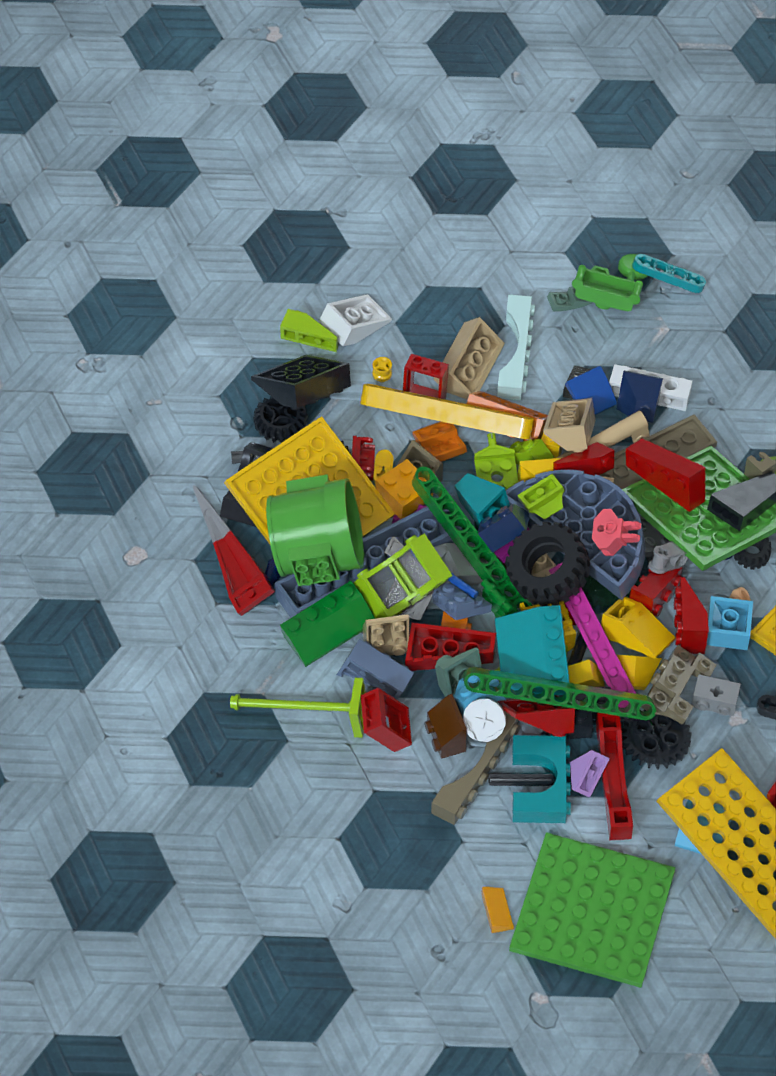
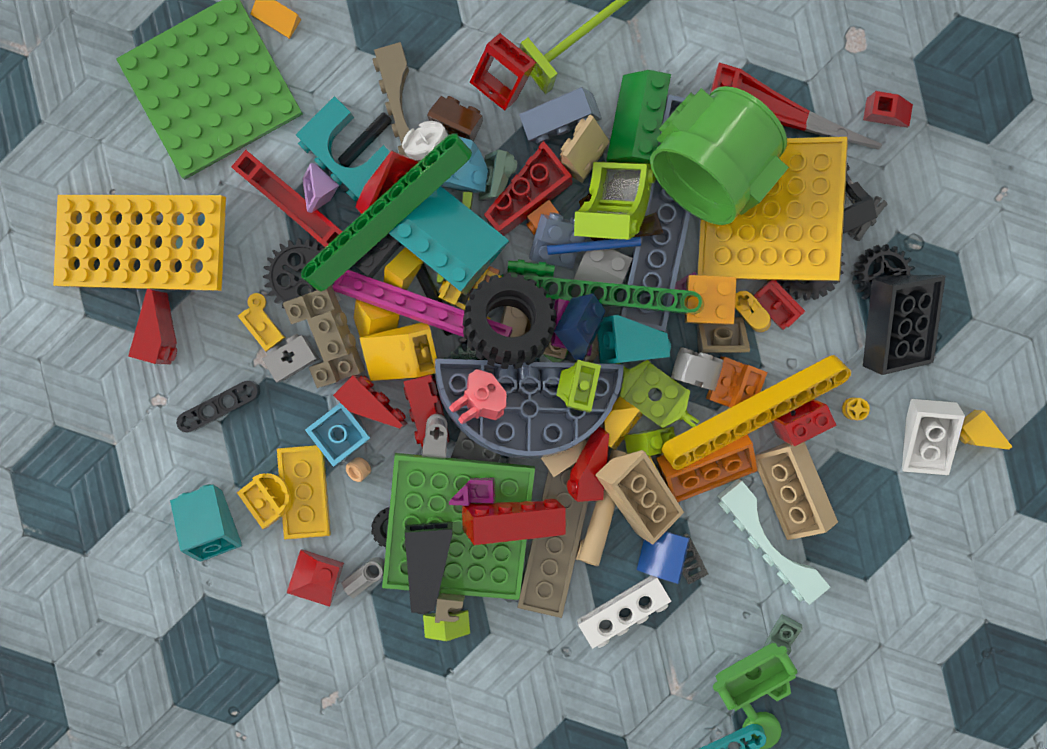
camera: 140 degrees right, 35 degrees up
(170, 497) = (888, 109): none -> red slope
(305, 330) = (964, 381): lime slope -> none
(321, 294) = (981, 431): none -> yellow slope
(456, 461) = (697, 369): none -> light grey brick
(639, 393) = (618, 587): dark blue slope -> none
(673, 508) = (475, 491): none -> magenta slope
(715, 734) = (260, 323): none -> yellow hinge

